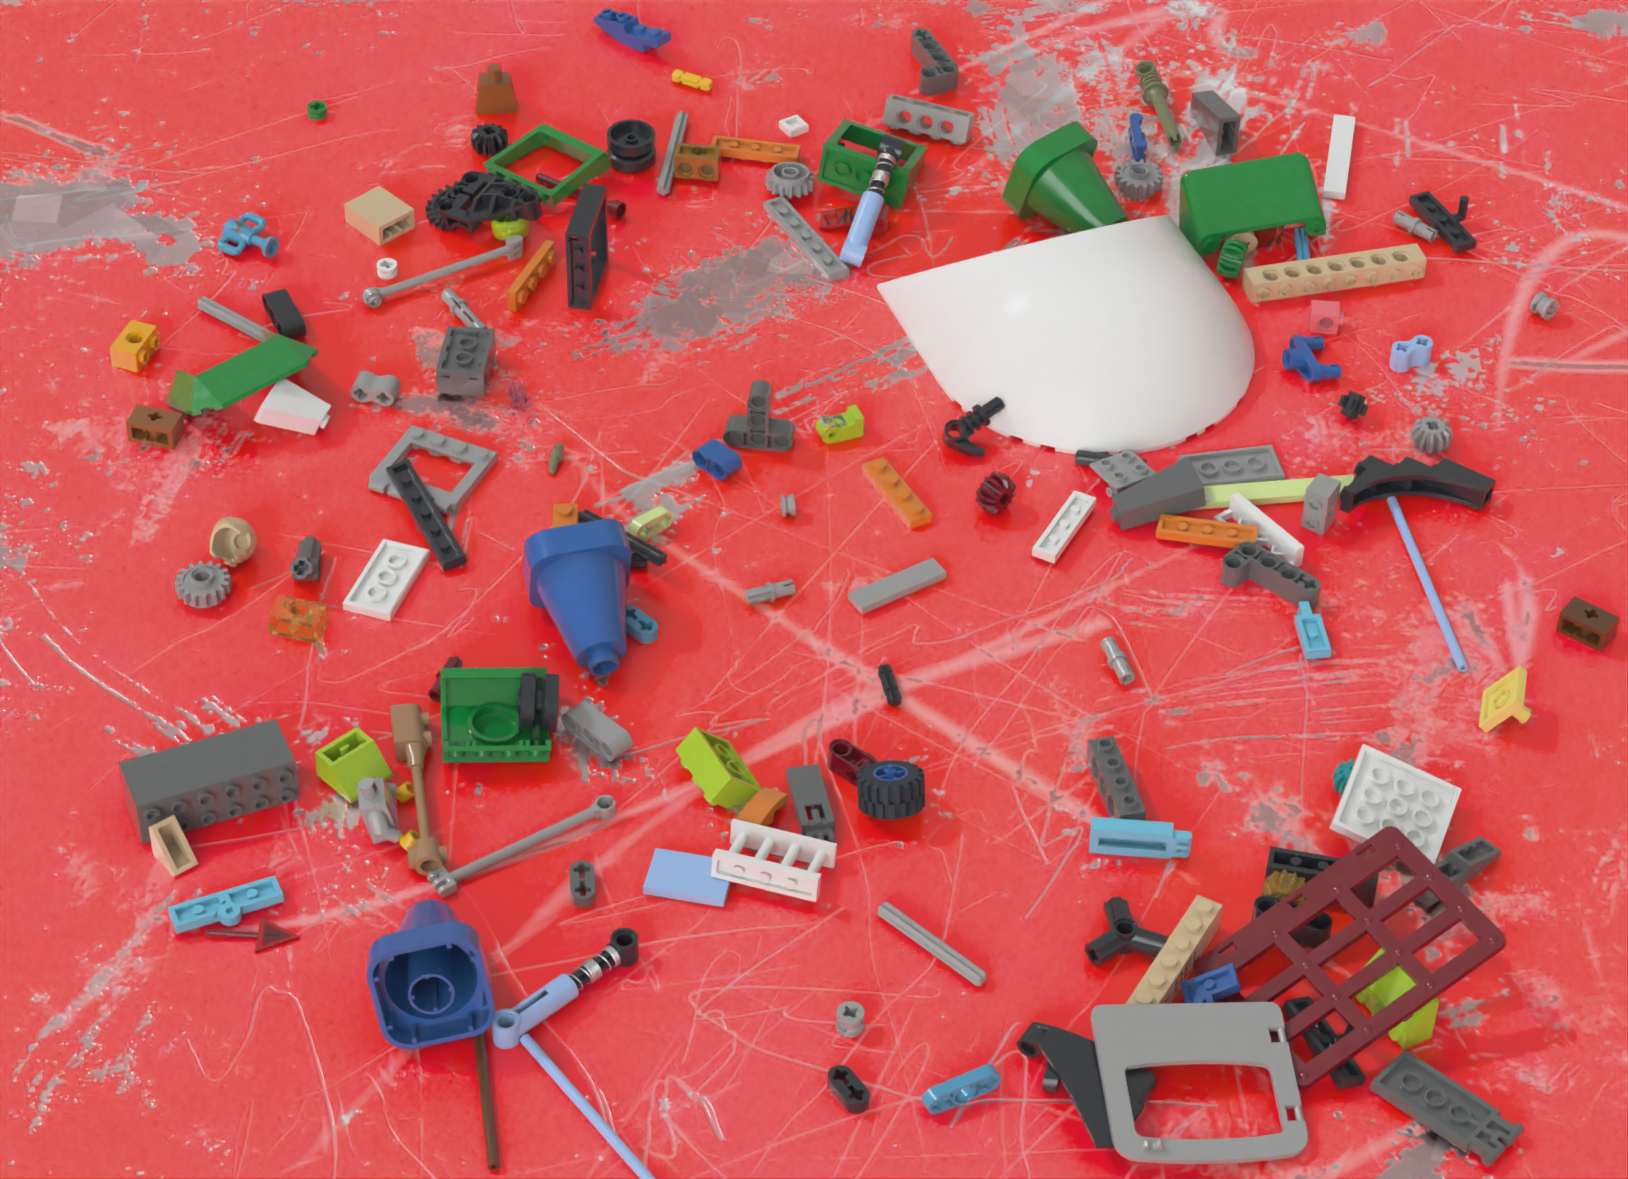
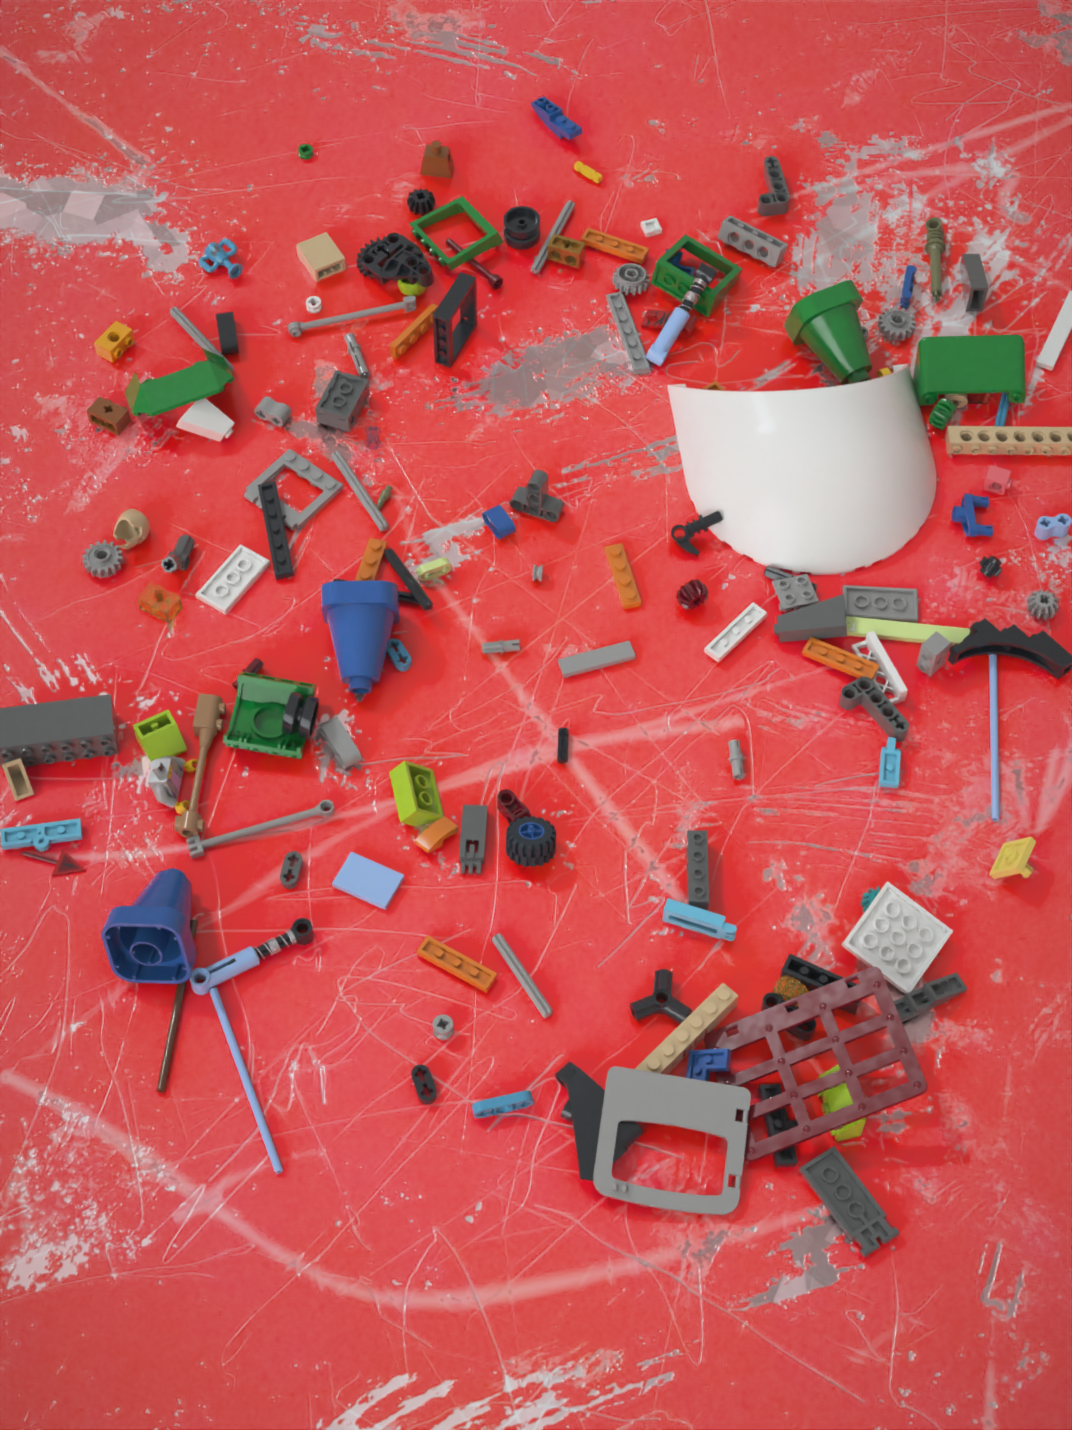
camera: 15 degrees right, 15 degrees up
(522, 456) = (360, 491): none -> light grey axle
(770, 875) = (428, 898): white fence -> none
(841, 426) = (598, 510): lime leg -> none
(842, 945) = (457, 963): none -> orange plate

